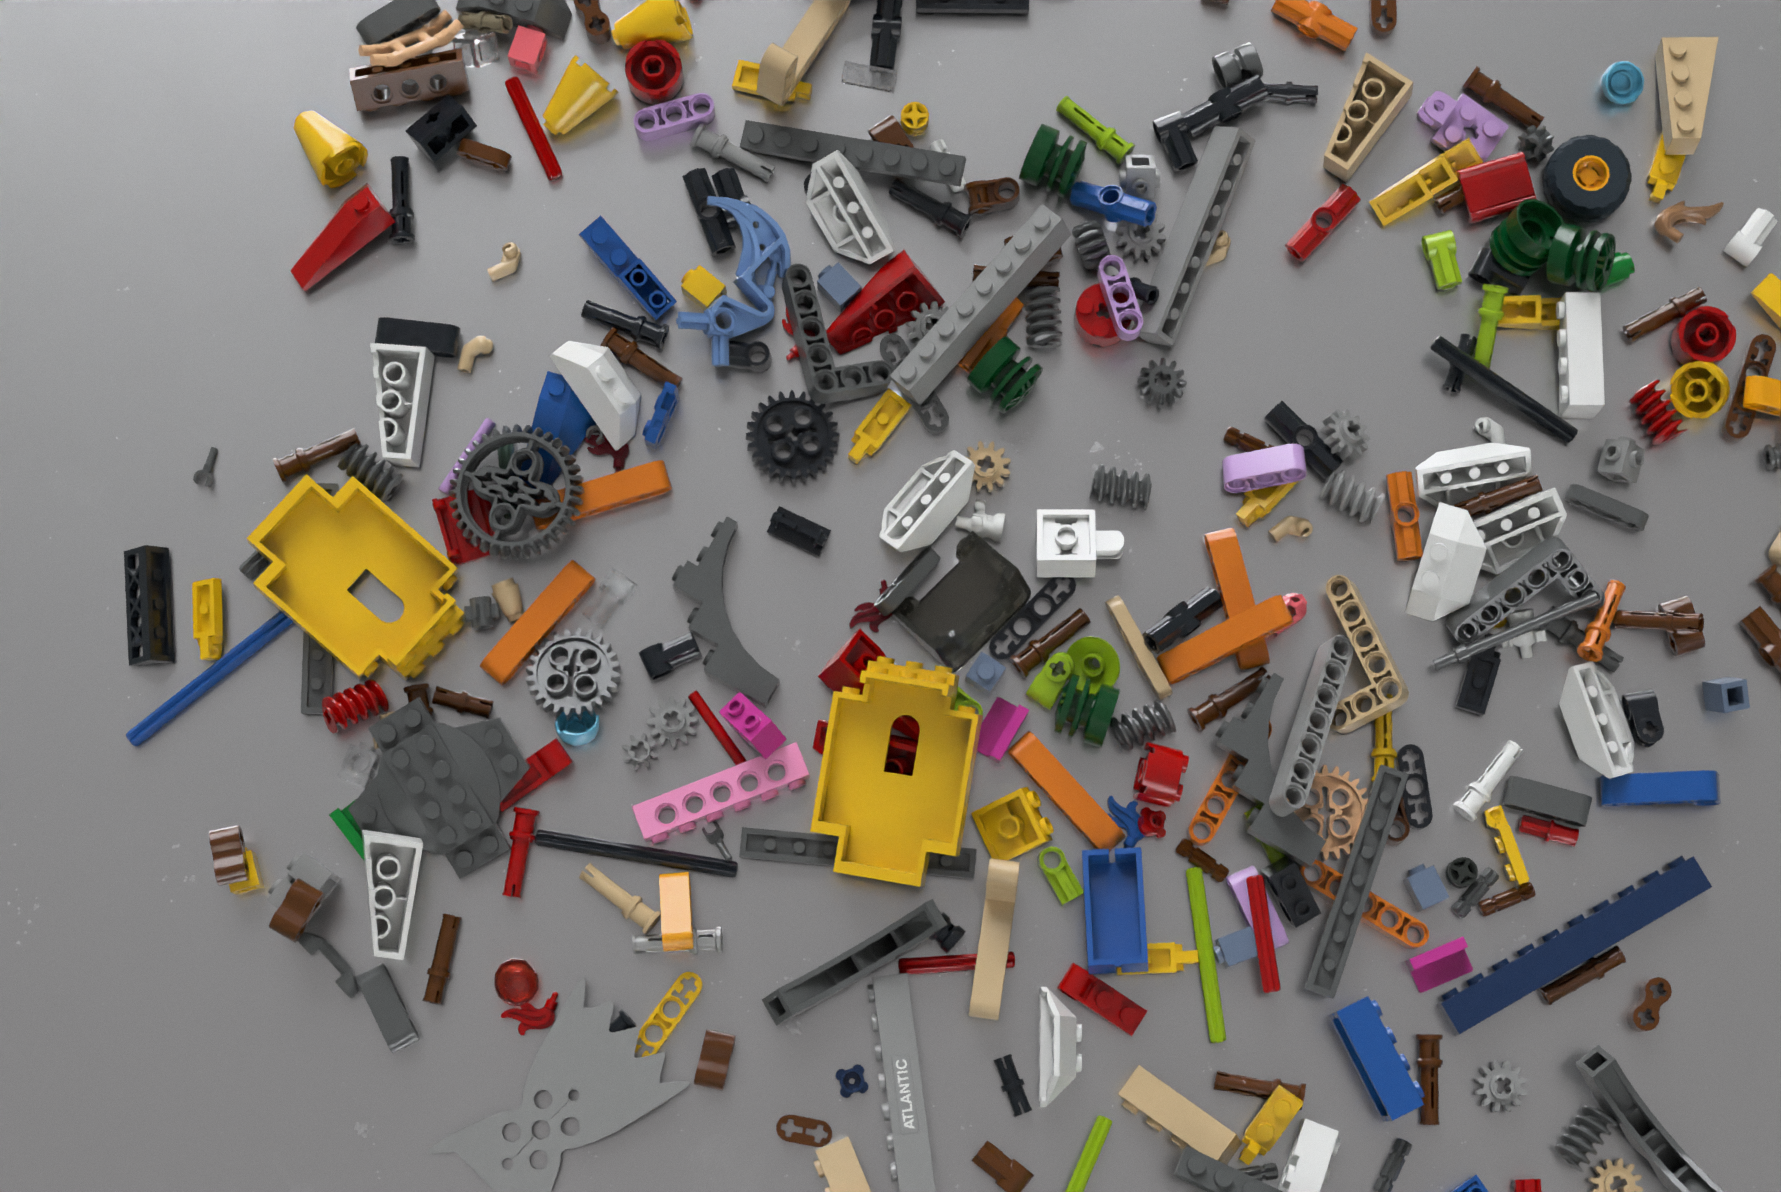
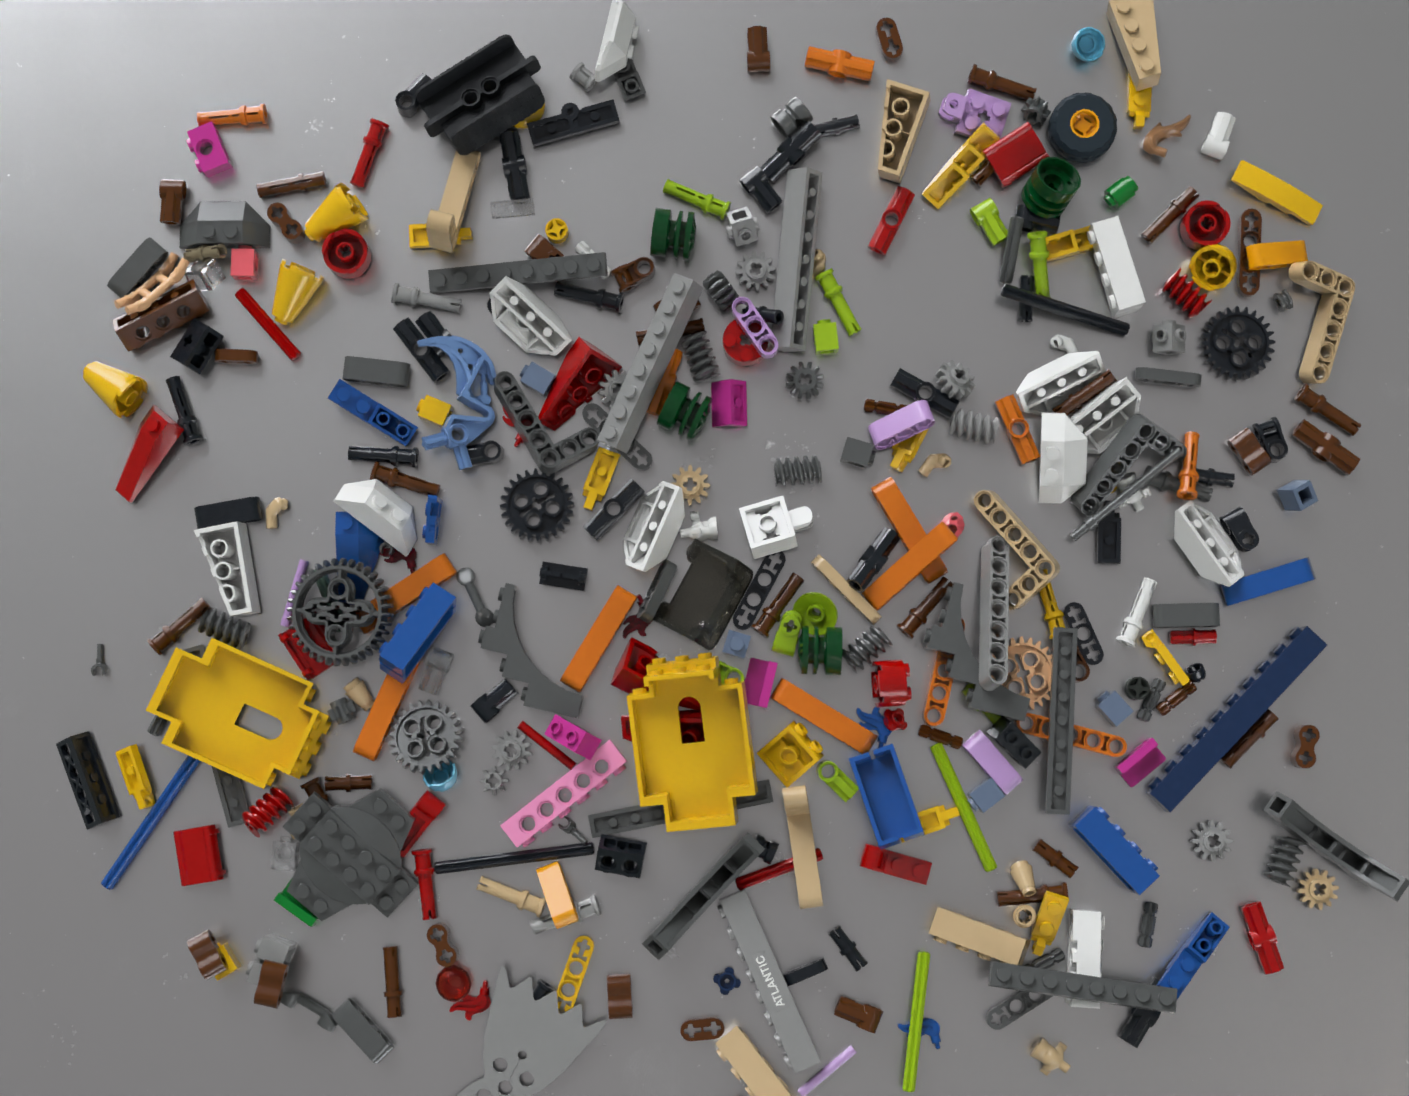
camera: 10 degrees left, 5 degrees up
(254, 735) = (198, 855): none -> red piece
(391, 883) = (336, 937): white wedge -> none
(508, 264) = (280, 435): tan arm -> none
(517, 931) = (442, 945): none -> reddish brown axle
(602, 542) = (417, 632): none -> blue piece
(646, 221) = (376, 371): none -> dark grey beam
(660, 112) = (361, 284): lavender beam -> none
(681, 498) = (483, 616): none -> dark grey bar
(769, 881) = (620, 856): none -> black brick
(819, 618) = (598, 638): none -> orange beam
(900, 458) = (625, 498): none -> black piece
(952, 1097) = (805, 971): none -> black beam
(1056, 1047) = (873, 911): white wedge -> none
(1062, 383) = (729, 403): none -> dark pink panel
(1113, 203) = (718, 253): blue piece -> none
(1201, 487) = (858, 453): none -> dark grey brick
(1202, 338) = (825, 337): none -> lime brick
(1227, 287) = (833, 292): none -> lime pin
(1249, 1104) = (1029, 918): none -> tan cone
(1255, 1061) = (1023, 877): none -> tan cone
(1263, 934) = (1002, 781): red axle -> none
(1301, 1051) = (1055, 858): none -> reddish brown pin
(1429, 1062) = (1154, 841): reddish brown pin -> none
(1459, 298) = (1011, 249): none -> dark grey axle
(1540, 875) = (1196, 672): none -> black hinge
(1581, 258) = (1095, 192): dark green wheel -> none
(1627, 644) = (1212, 477): none -> black pin
(1670, 621) = (1239, 452): reddish brown pin -> none
(1681, 503) = (1251, 328): none -> black gear
(1715, 615) = (1270, 438): none -> black piece

